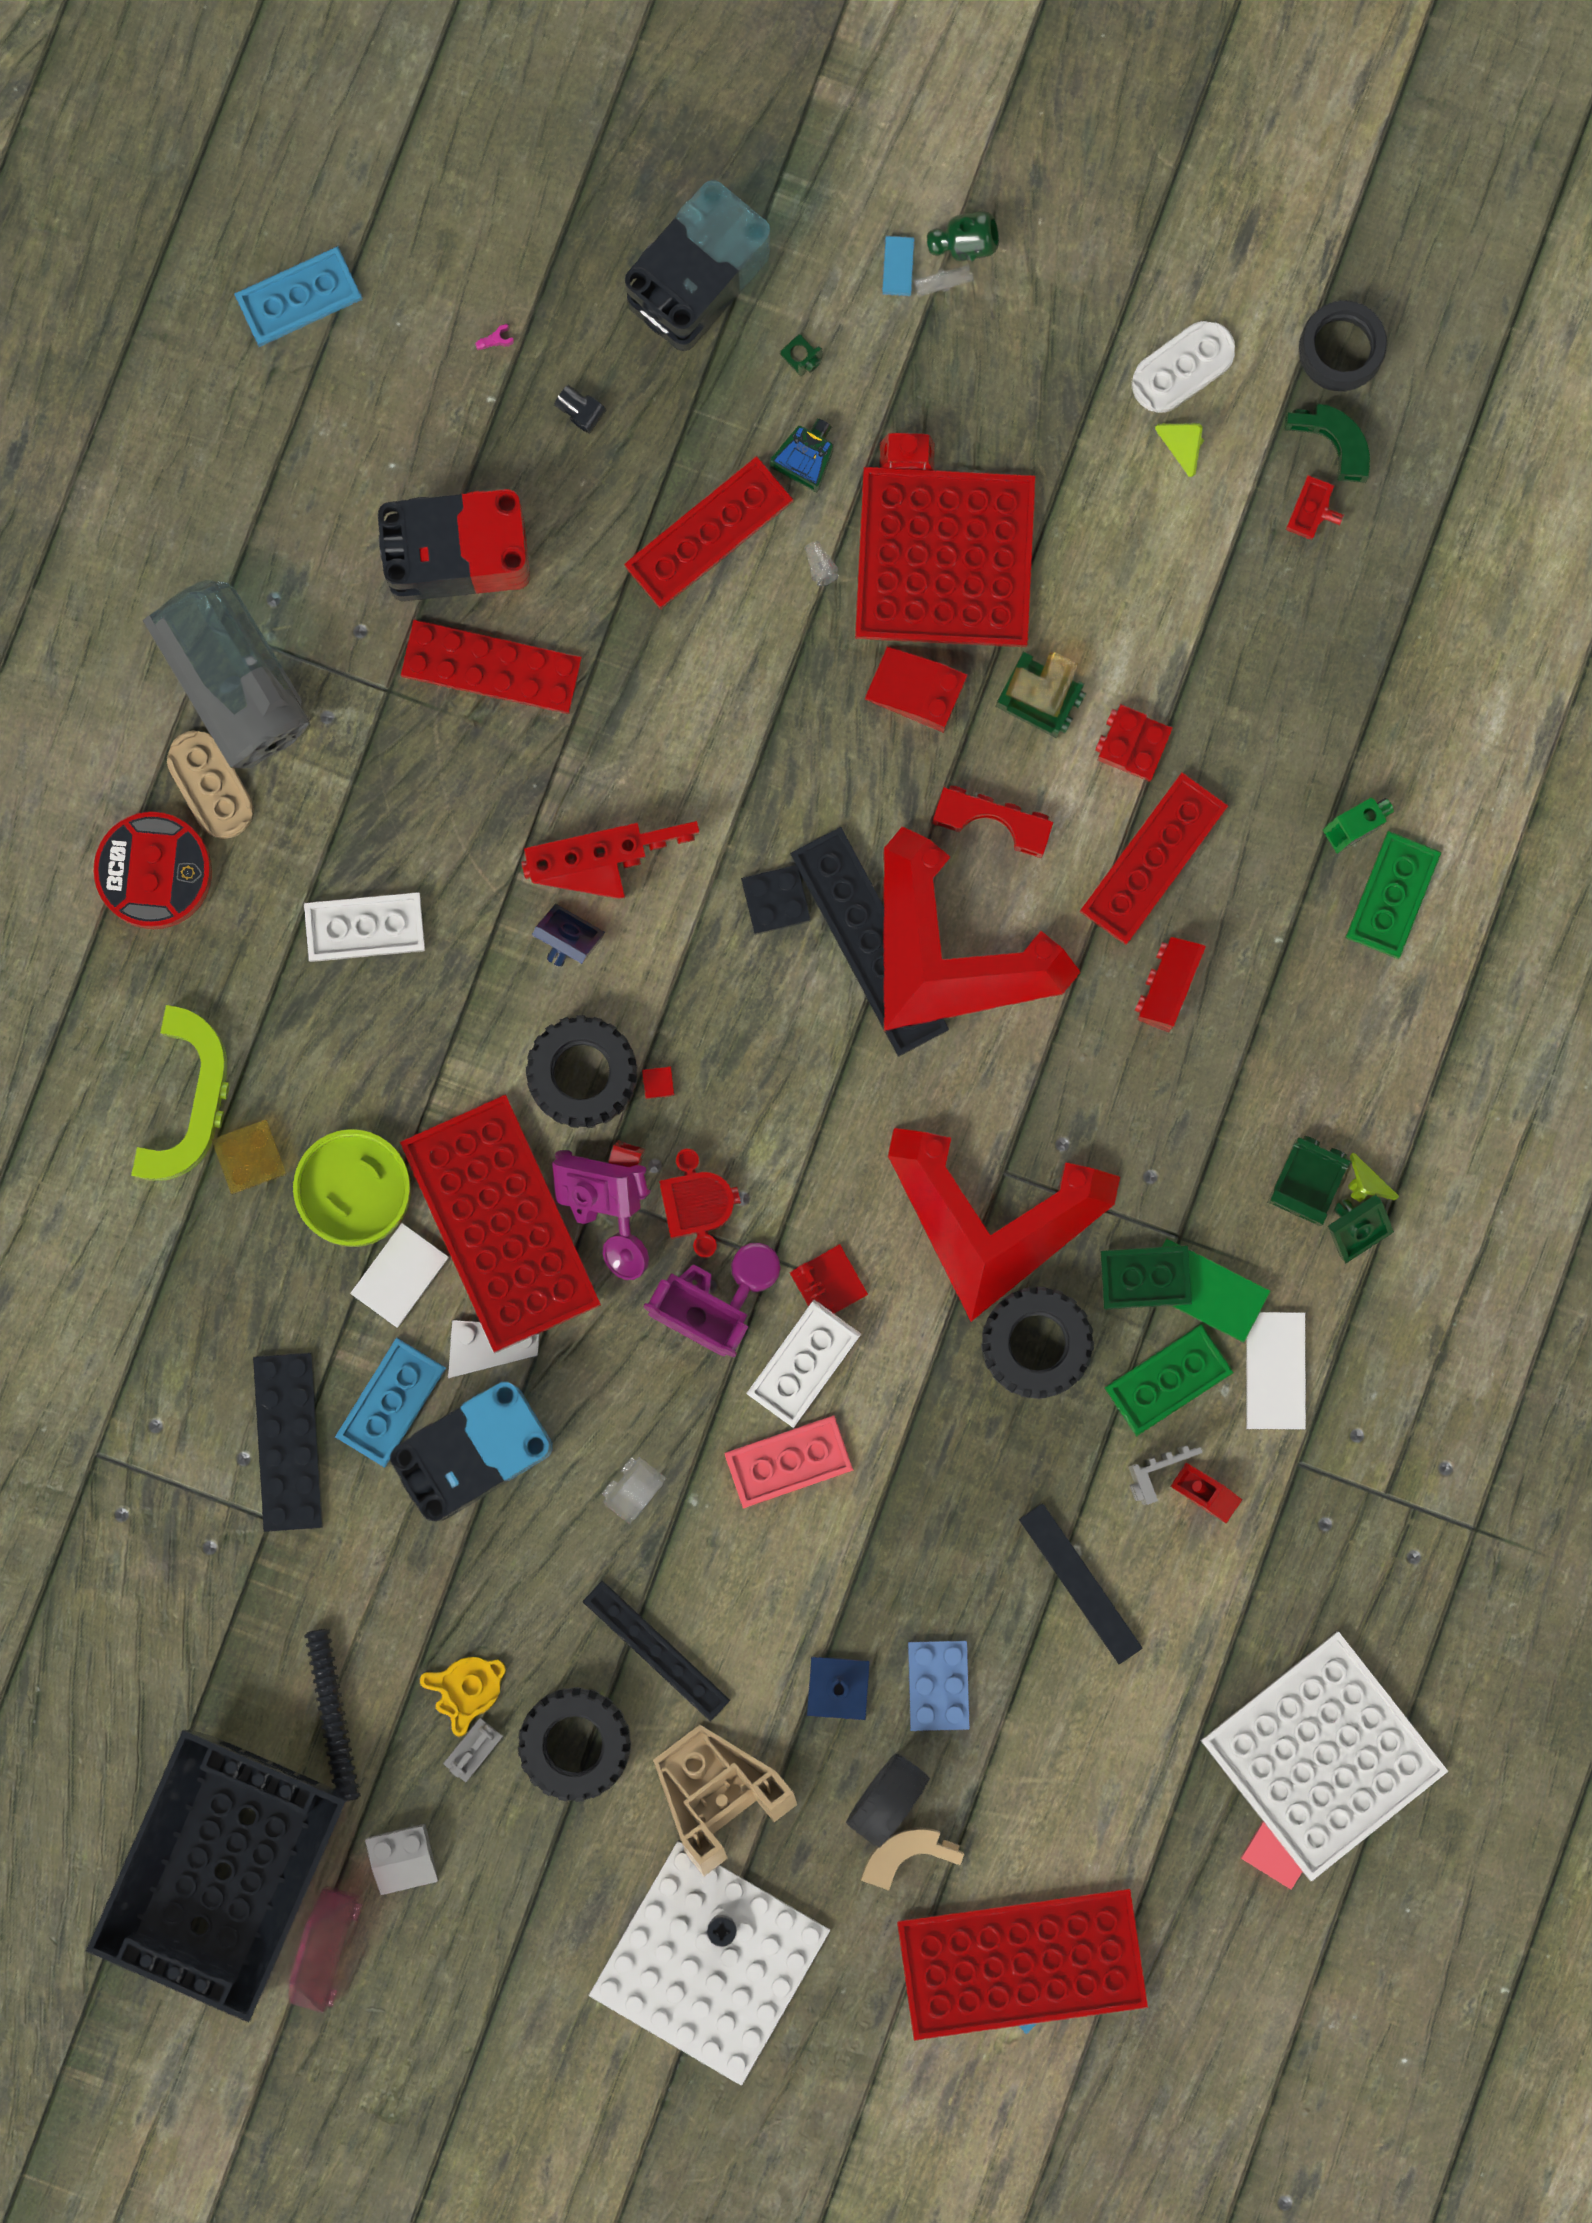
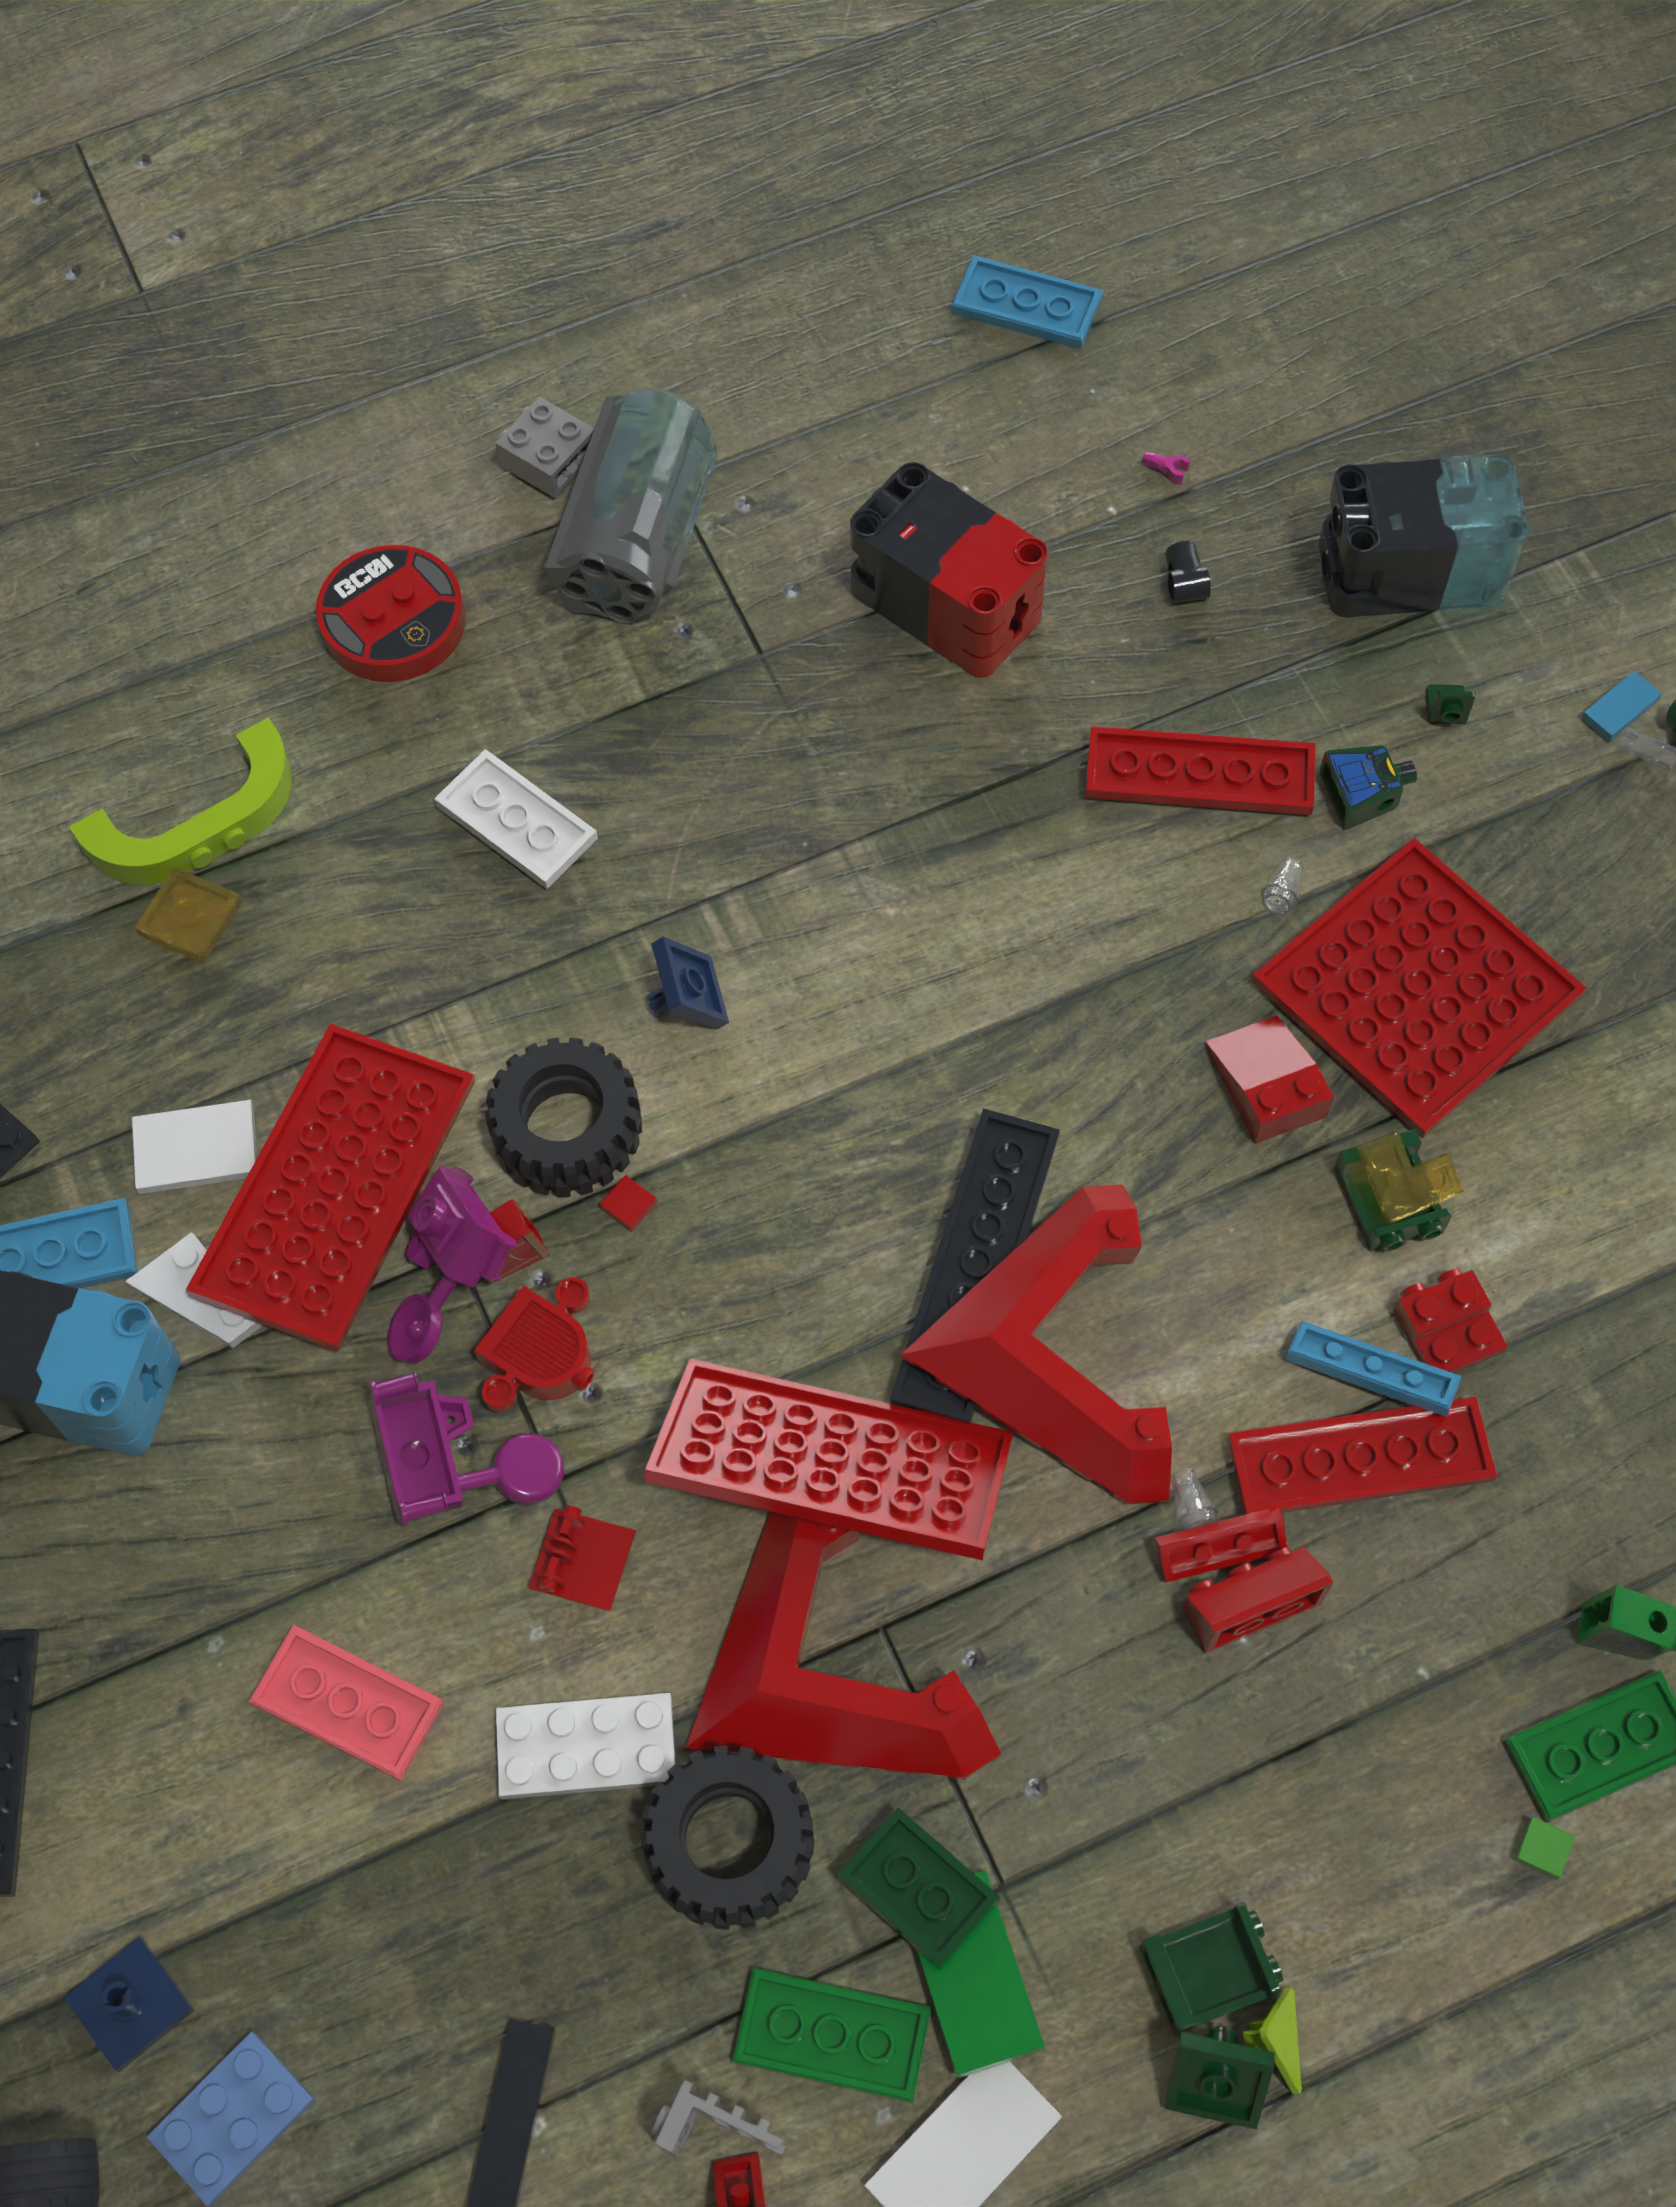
camera: 50 degrees right, 20 degrees down
(125, 678) = (544, 446): none -> light grey brick
(209, 785) = (516, 596): tan tile -> none
(352, 1188) = (241, 1024): lime piece -> none
(491, 667) = (875, 713): red plate -> none
(594, 871) = (790, 937): red wedge -> none
(634, 1489) = (161, 1563): clear brick -> none
(775, 899) = (924, 1143): black plate -> none
(803, 1363) = (467, 1611): white tile -> none
(904, 1116) = (831, 1458): none -> red plate
(907, 451) = (1477, 856): red torso -> none
(923, 1367) = (584, 1745): none -> white plate
(1028, 831) = (1197, 1223): red arch -> none
(1094, 963) = (1191, 1501): none -> clear cone
(1118, 805) = (1374, 1368): none -> dark azure tile
(1128, 971) = (1221, 1544): none -> red plate
(1408, 973) = (1544, 1848): none -> bright green tile

